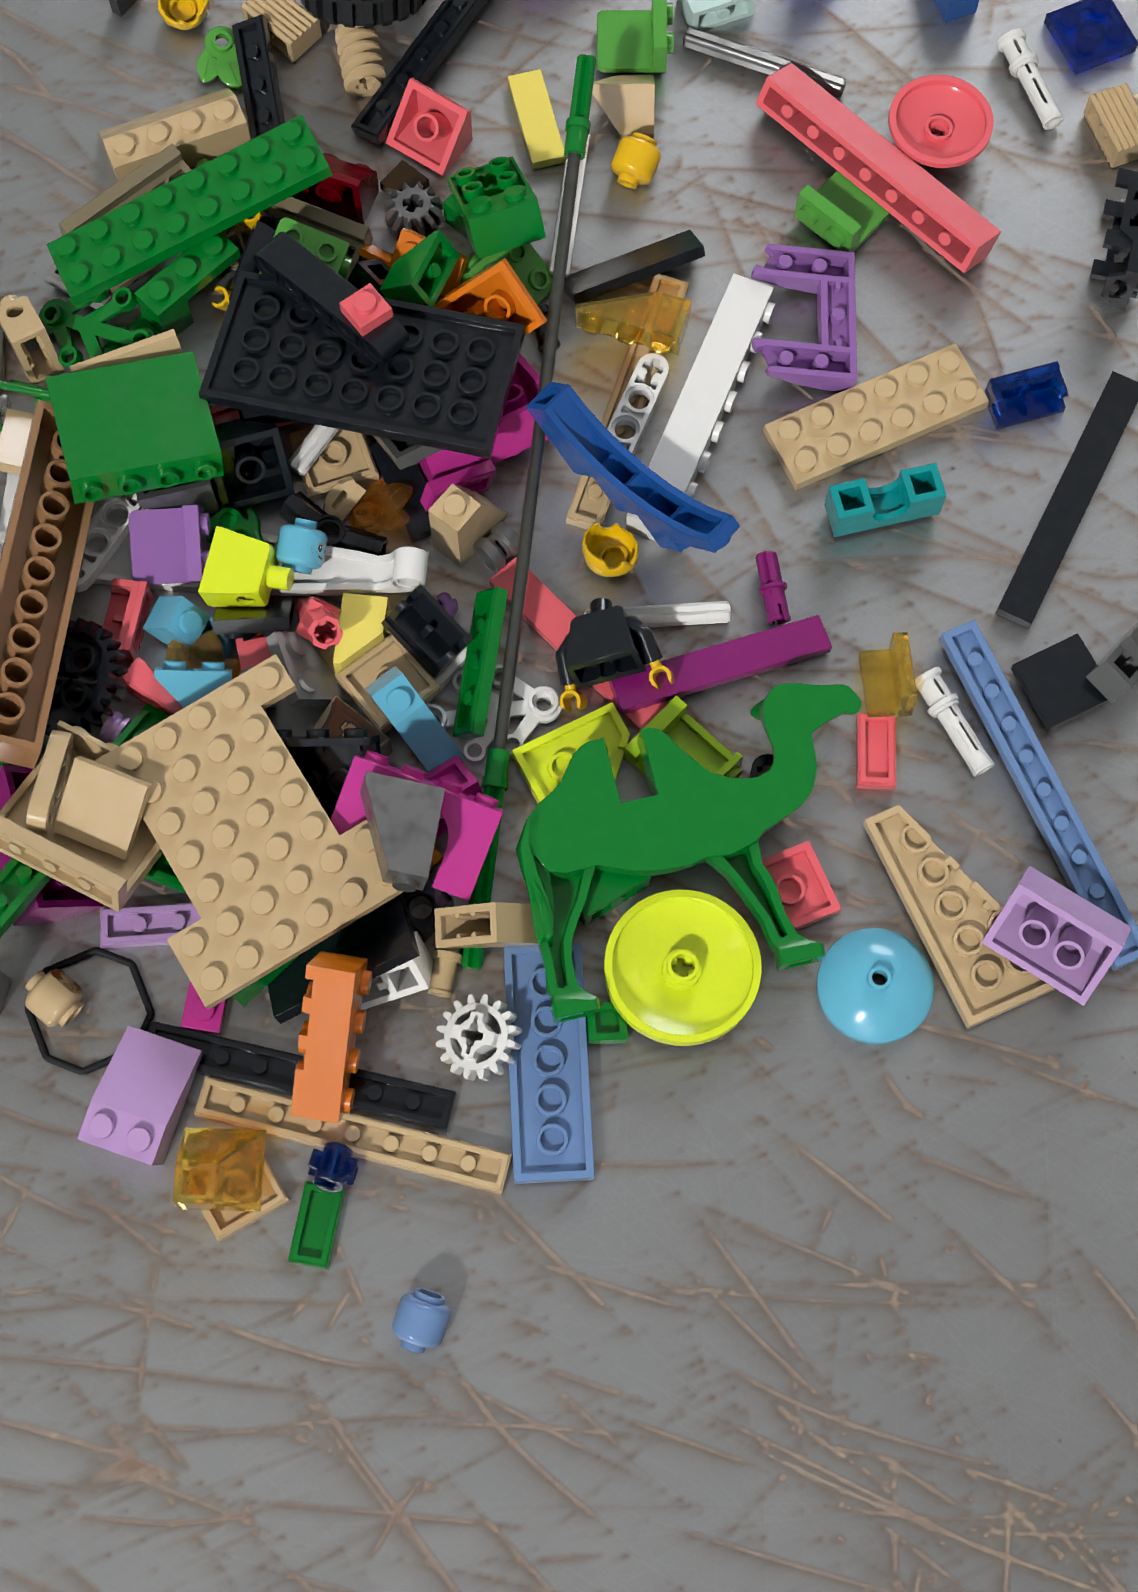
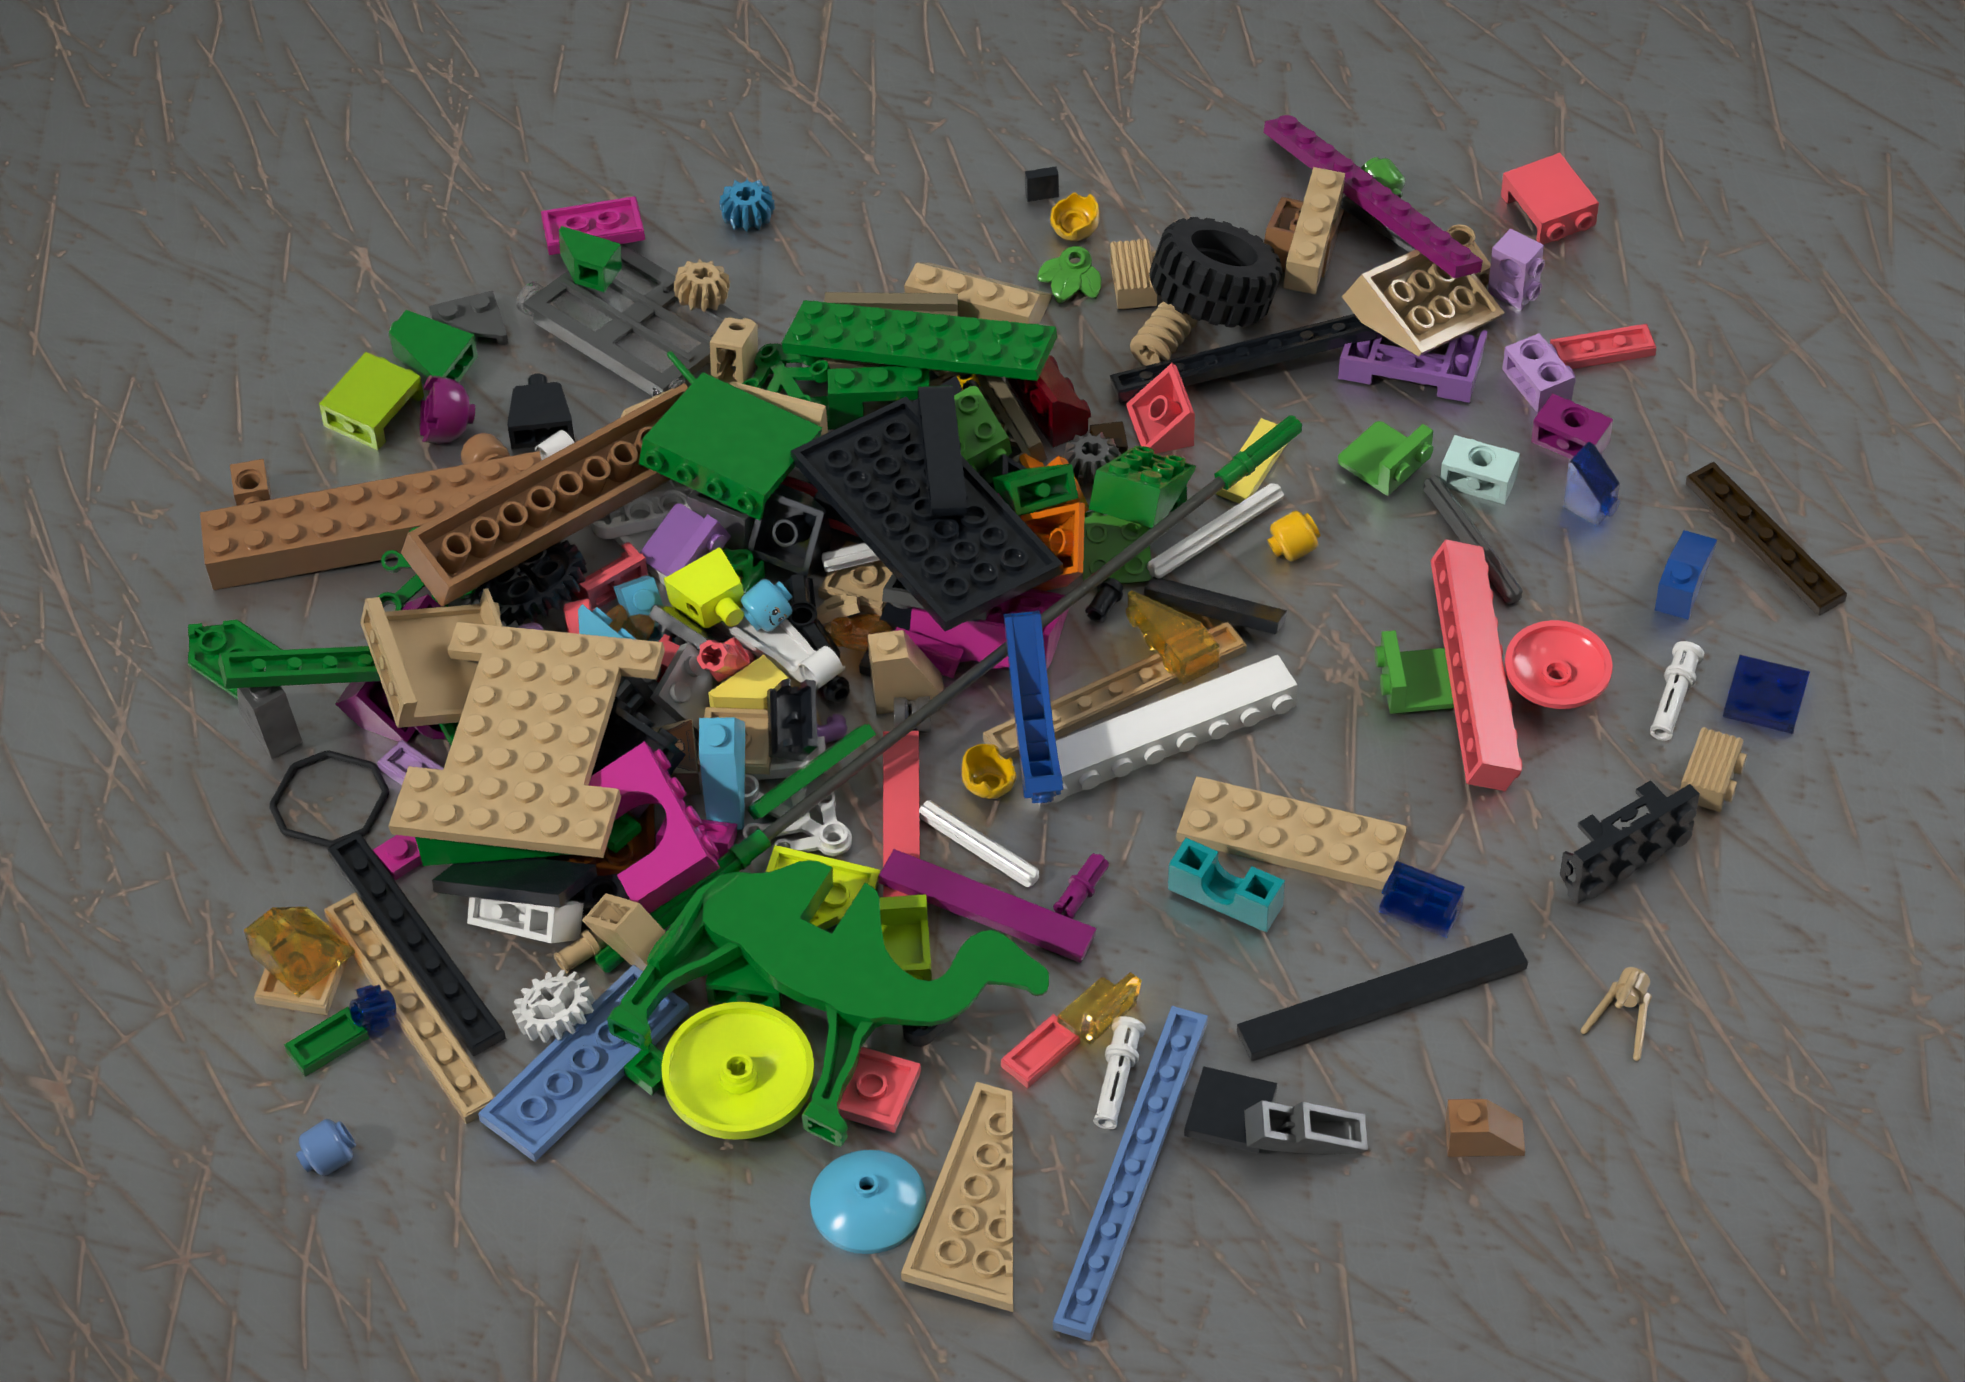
camera: 45 degrees right, 20 degrees down
(50, 781) = (439, 615): tan beam -> none
(54, 997) = (313, 768): tan head -> none
(102, 807) = (452, 653): tan tile -> none
(141, 1096) = (300, 865): lavender slope -> none
(258, 75) = (1078, 294): black tile -> none
(330, 1036) = (449, 908): orange wedge -> none
(366, 309) = (949, 467): coral plate -> none
(402, 827) = (624, 804): flat silver slope -> none
(603, 649) = (903, 823): black torso -> none
(628, 102) = (1333, 495): tan slope -> none
(639, 418) = (1103, 703): white beam -> none
(831, 276) = (1353, 717): medium lavender wedge -> none
(1057, 935) = (1026, 1256): lavender slope -> none

